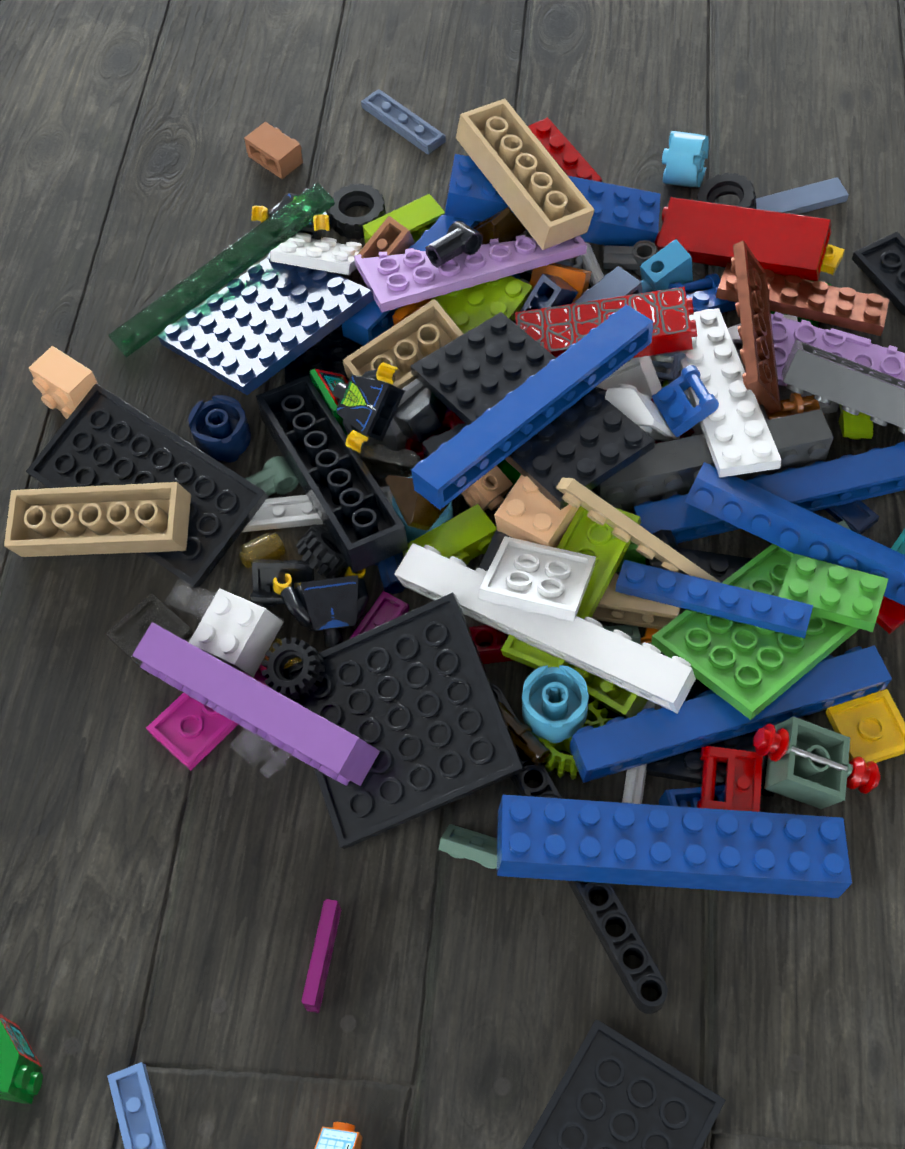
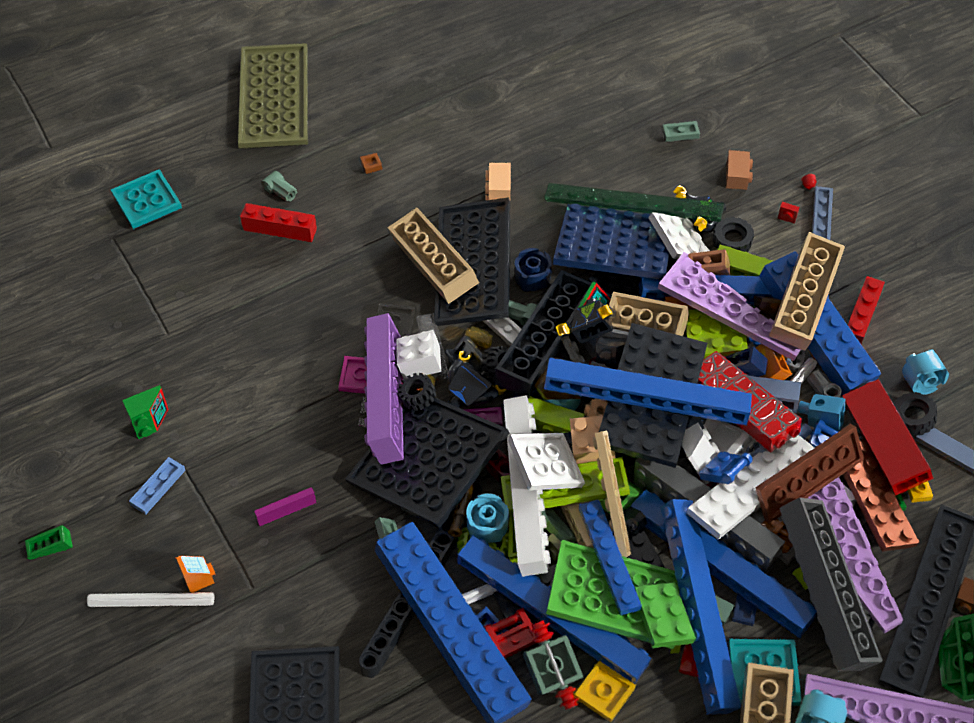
camera: 50 degrees right, 5 degrees down
(167, 166) = (681, 131): none -> sand green plate
(350, 102) = (809, 181): none -> red hinge
(374, 143) = (788, 212): none -> red plate
(459, 239) = (737, 291): black piece -> none

